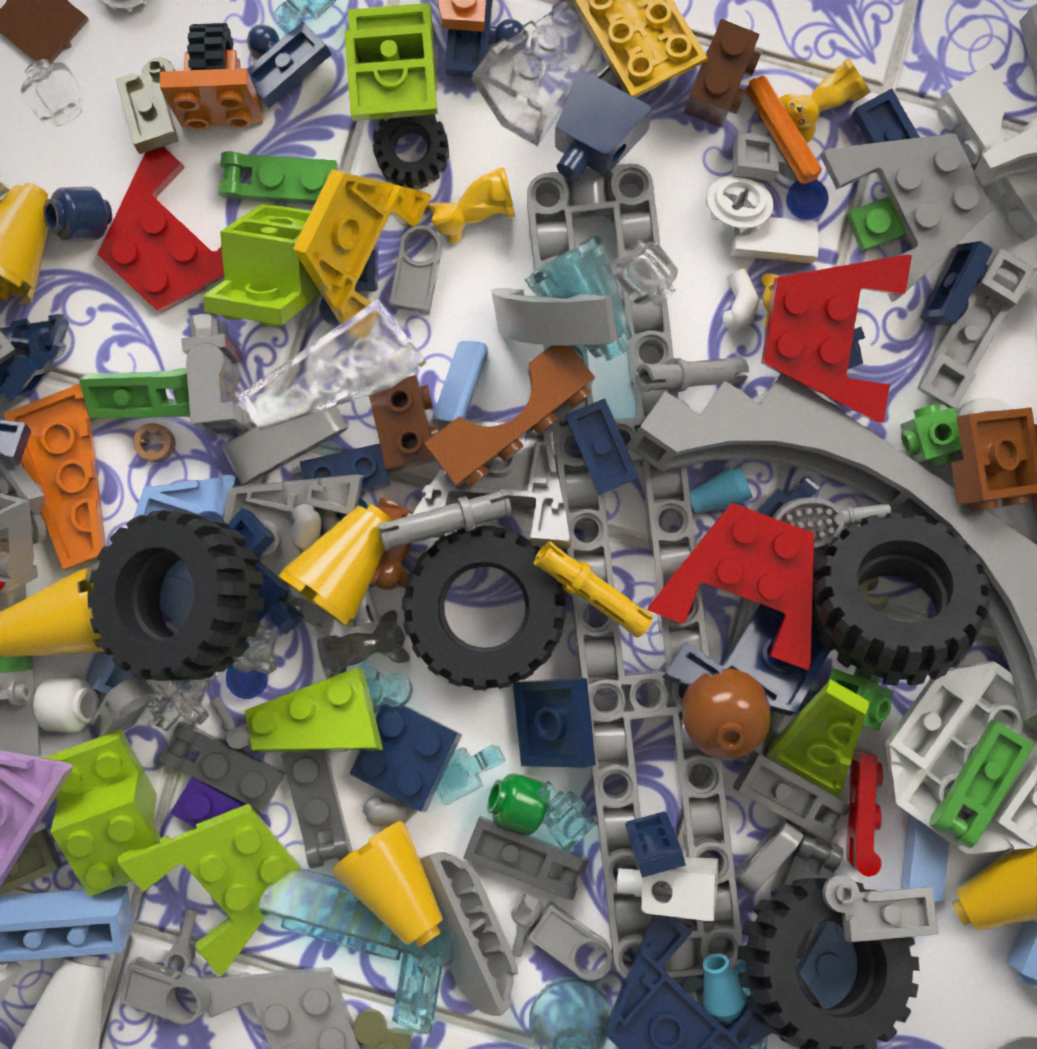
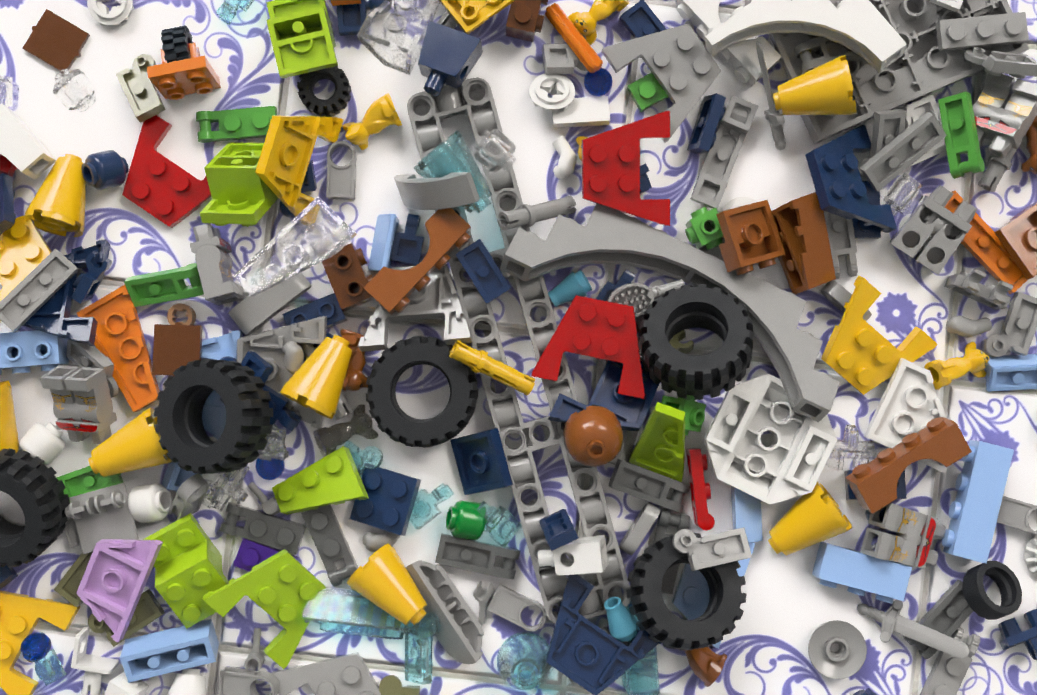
camera: 20 degrees left, 0 degrees up
(138, 485) = (175, 347): none -> reddish brown piece
(283, 61) = (227, 44): dark blue plate -> none
(445, 519) = (377, 340): light grey pin -> none
(496, 391) = (407, 245): none -> dark blue plate
(982, 783) = (771, 455): bright green plate -> none

